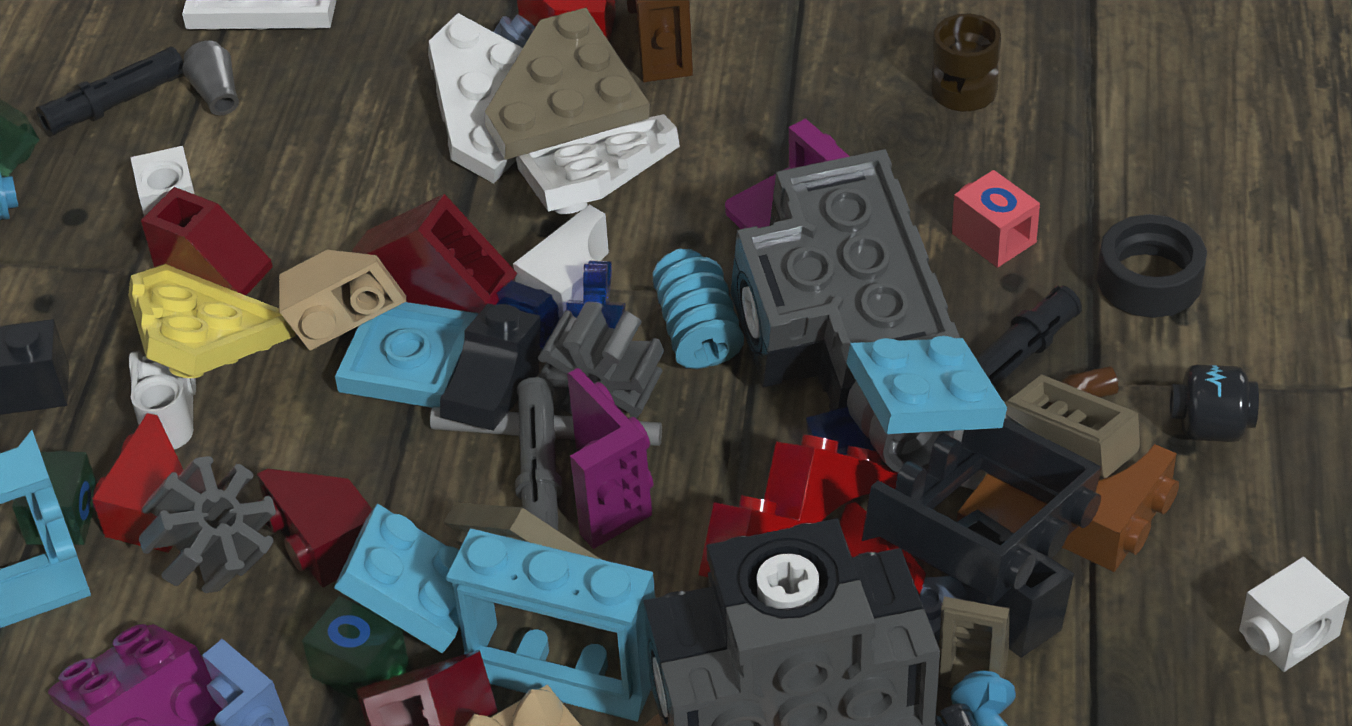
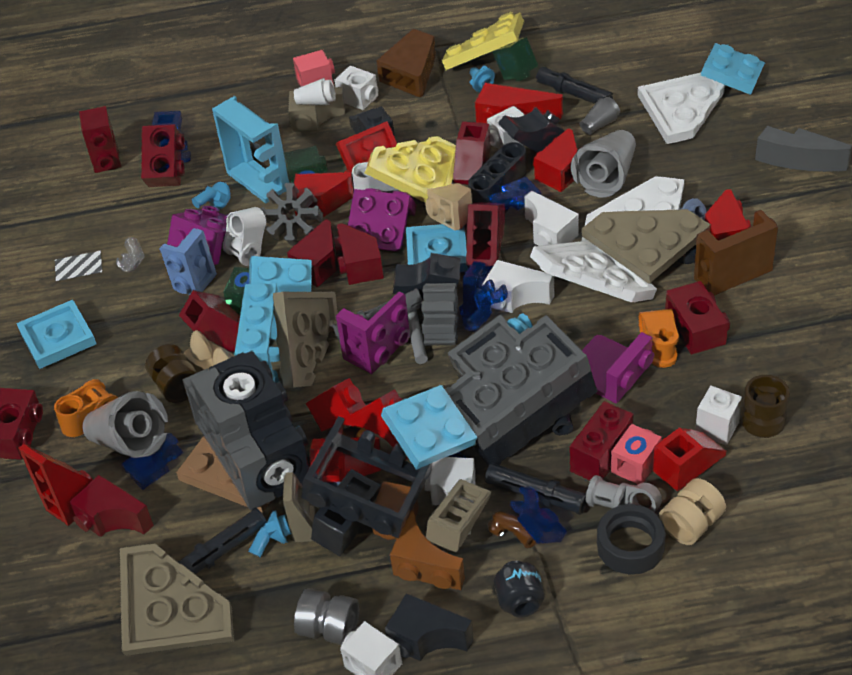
camera: 75 degrees right, 0 degrees up
(33, 660) = (217, 195): none -> dark azure plate
(95, 381) = (361, 145): none -> red bracket
(97, 180) = (498, 98): none -> red slope
(214, 145) = (534, 129): none -> black arch
(215, 613) = (244, 232): none -> white piece
(273, 219) = (502, 168): none -> black beam
(282, 410) = (382, 216): none -> magenta bracket
(296, 147) = (553, 163): none -> red slope
(339, 217) = (514, 193): none -> clear blue plate
(353, 88) = (604, 163): none -> light grey cone
(367, 447) = (359, 255): none -> dark red slope
(450, 172) = (550, 220): none -> white arch
(748, 88) = (697, 317): none -> dark red brick
(756, 132) = (662, 327): none -> orange piece
(959, 113) = (718, 414): none -> white brick
(966, 247) = (594, 444): none -> dark red brick
(1032, 160) = (685, 456): none -> red slope
(1072, 253) = (613, 495): none -> light grey connector
(1090, 353) = (539, 523): none -> clear blue plate
(1129, 180) = (692, 511): none -> tan wheel
(1206, 654) = (325, 616): none -> flat silver wheel
(1254, 533) = (426, 627): none -> black arch

